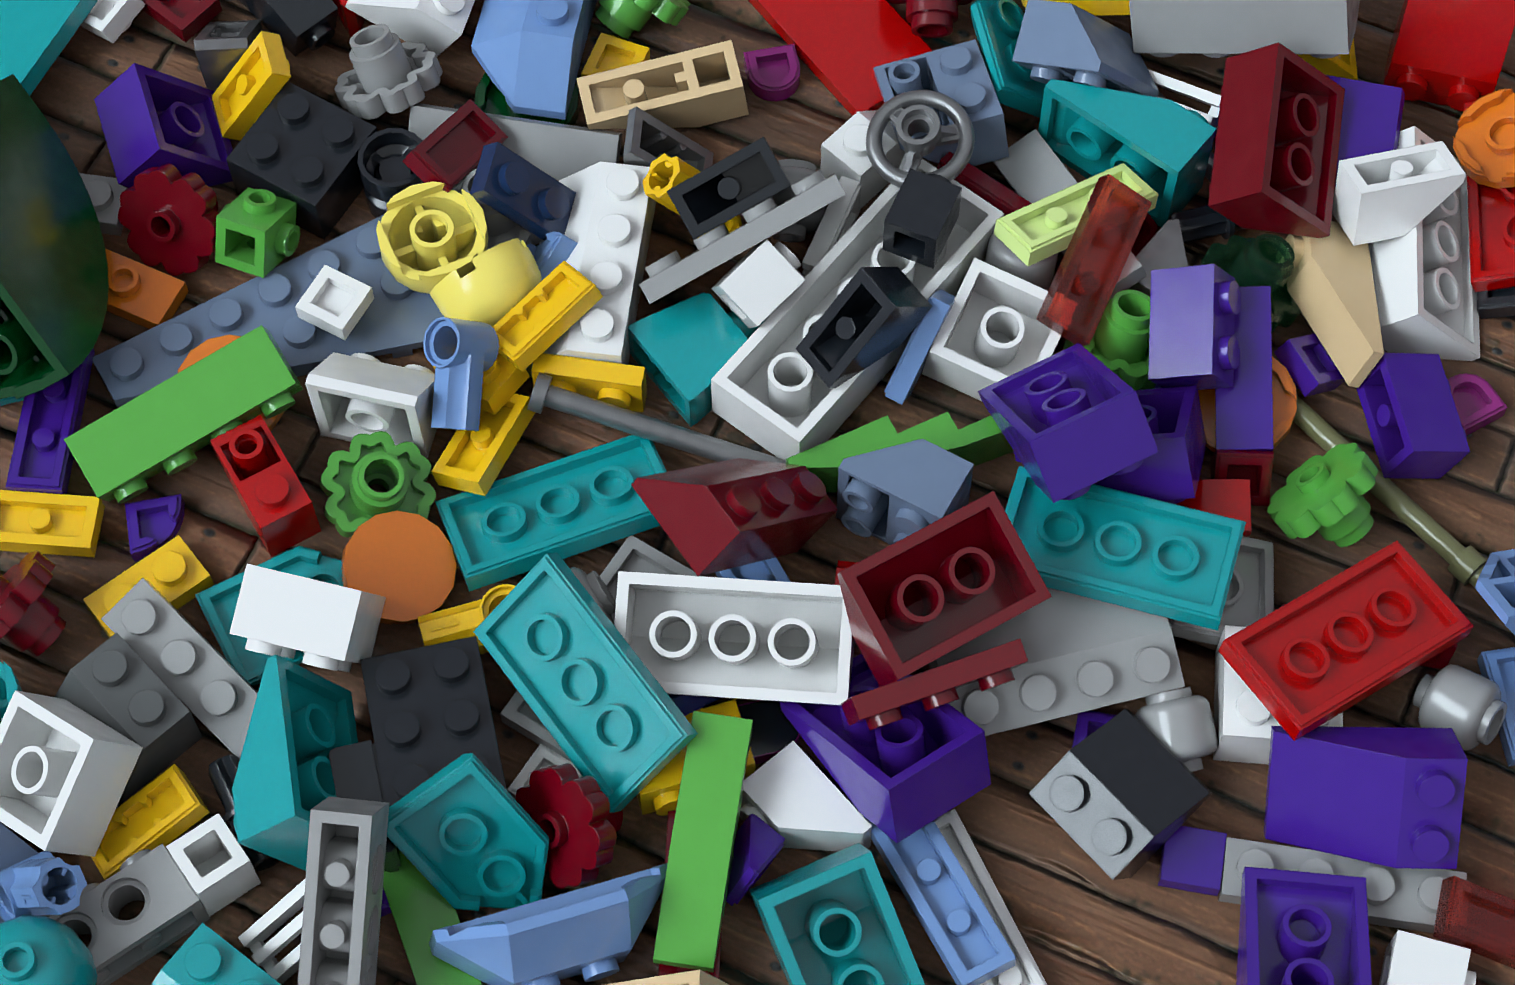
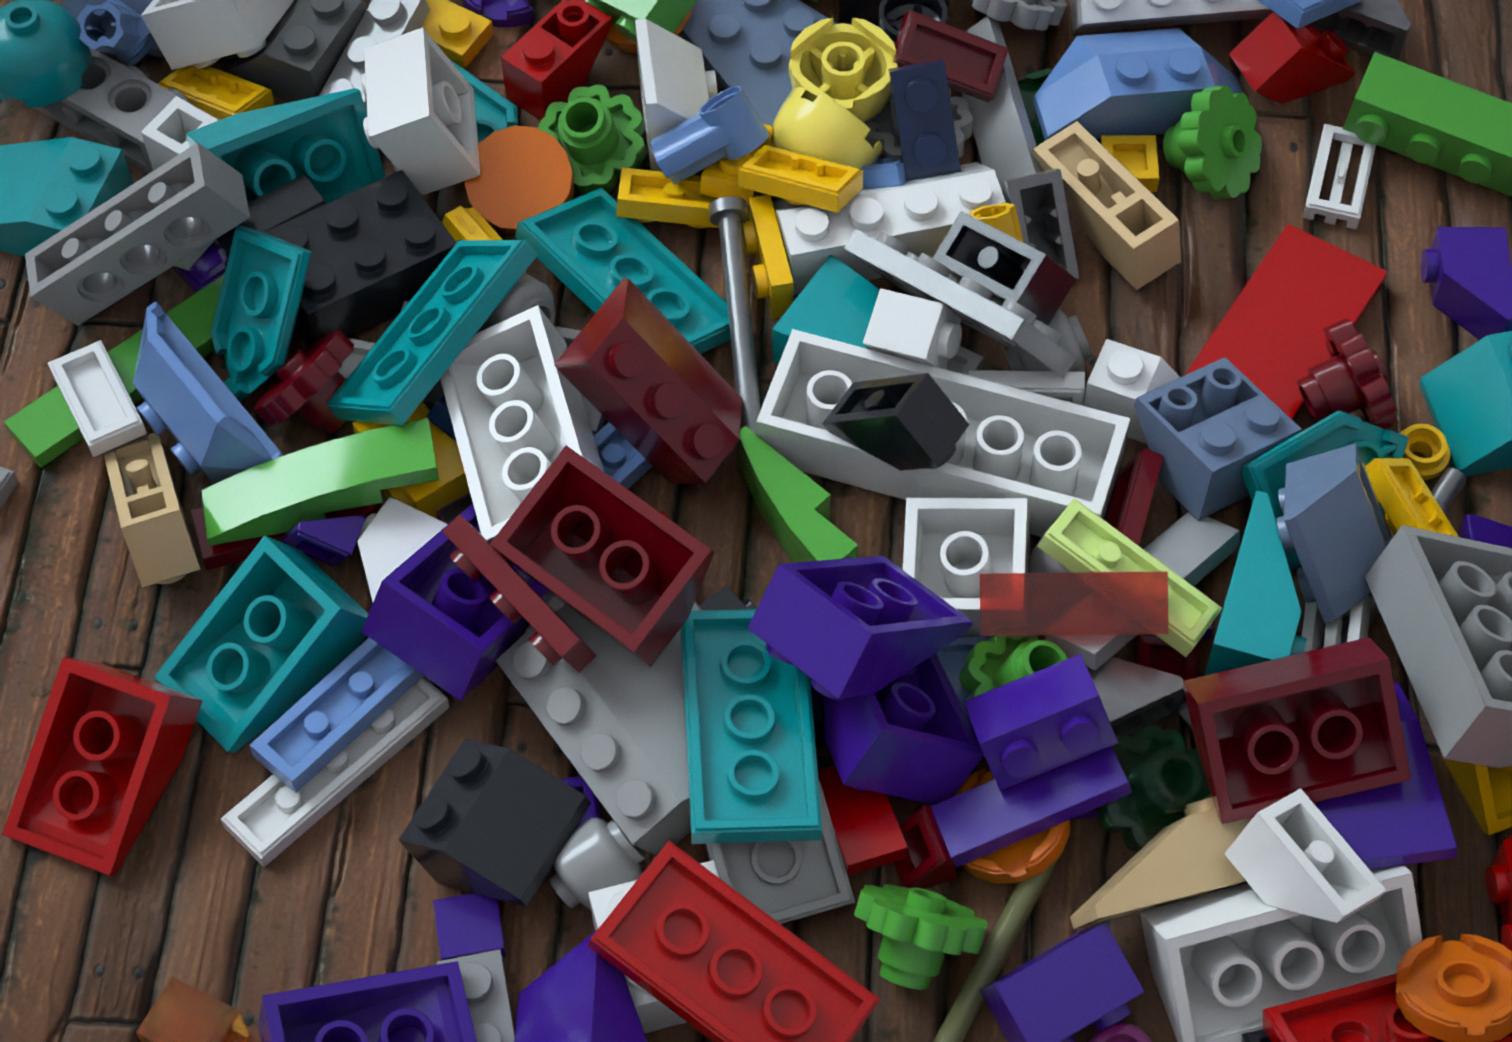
camera: 70 degrees right, 5 degrees down
(334, 302) = (752, 32): white plate -> none
(773, 72) = (1198, 295): magenta tile -> none
(901, 489) = (743, 529): sand blue slope -> none
(912, 114) = (1136, 398): flat silver piece -> none
(917, 349) = (887, 500): medium blue tile -> none
(922, 217) = (1044, 432): black brick -> none
(1309, 365) = (1079, 871): dark purple plate -> none

